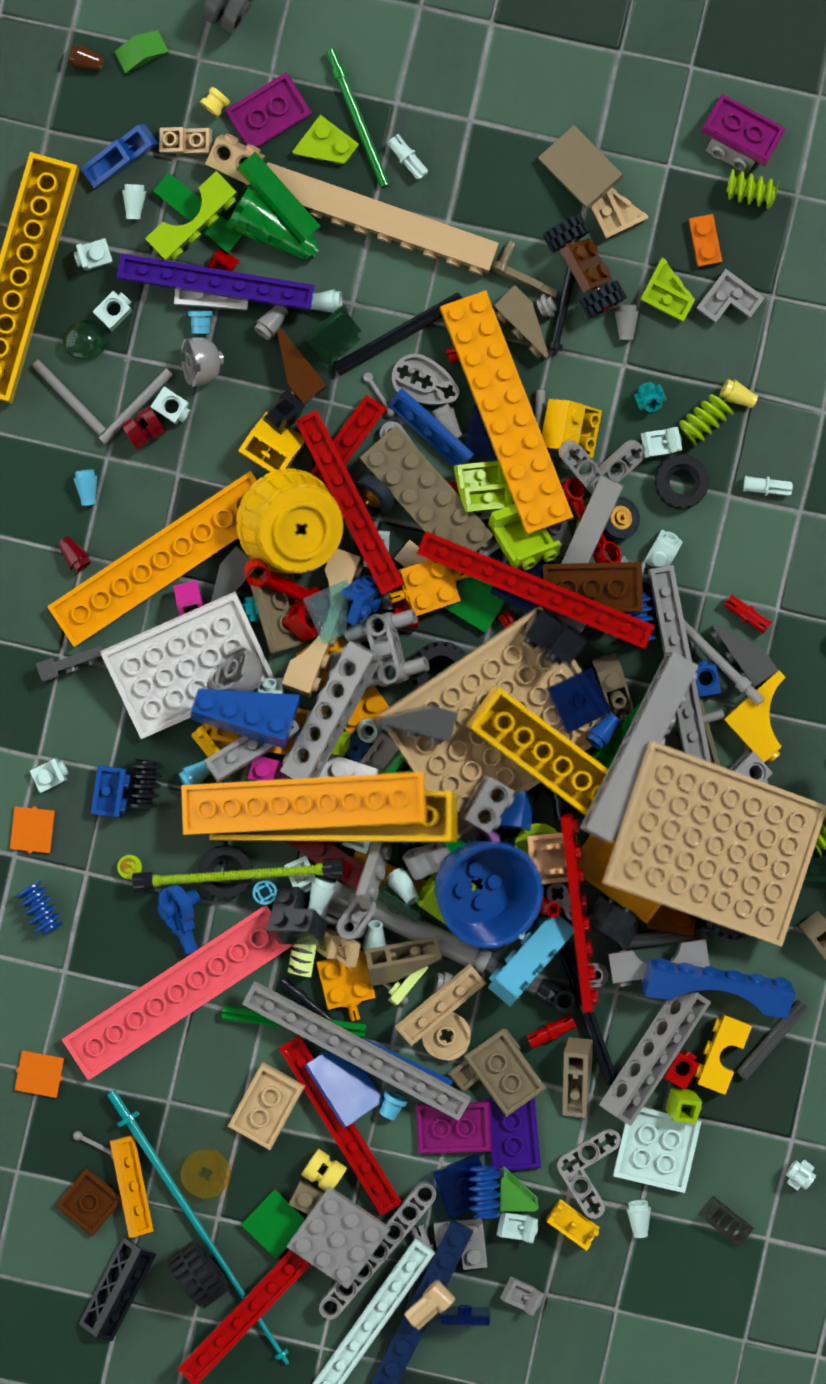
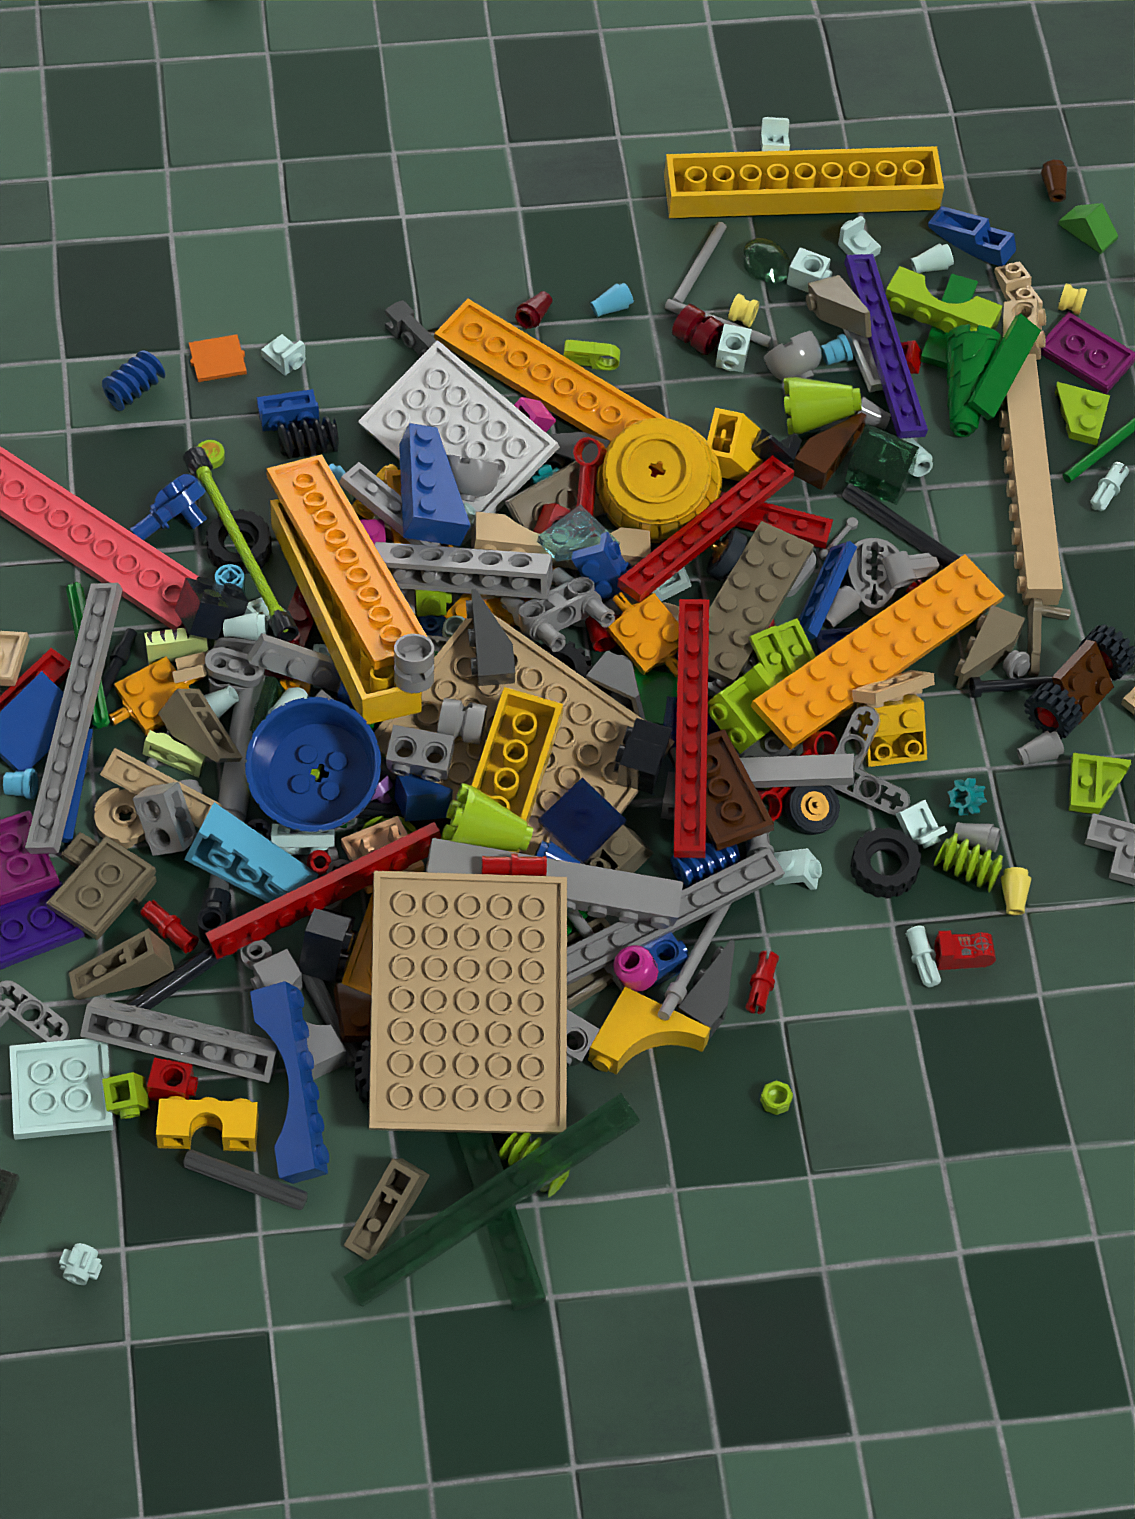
camera: 65 degrees right, 30 degrees down
(134, 381) = (743, 310): none -> light yellow wheel
(137, 524) = (590, 354): none -> lime piece
(161, 305) = (838, 305): none -> dark tan slope
(257, 363) = (817, 403): none -> lime cone
(436, 359) = (906, 569): none -> light grey piece
(438, 793) = (414, 663): none -> light grey wheel
(471, 1010) = (165, 818): none -> light grey brick
(476, 764) = (462, 720): none -> light grey wheel
(479, 629) = (617, 678): none -> dark grey slope
(547, 417) = (893, 688): none -> tan plate
(582, 785) = (484, 822): none -> lime cone
(630, 776) = (514, 865): none -> red pin
(684, 401) = (983, 834): none -> light grey cone
(720, 713) = (635, 968): none -> dark pink head
(774, 454) = (963, 950): none -> red leg

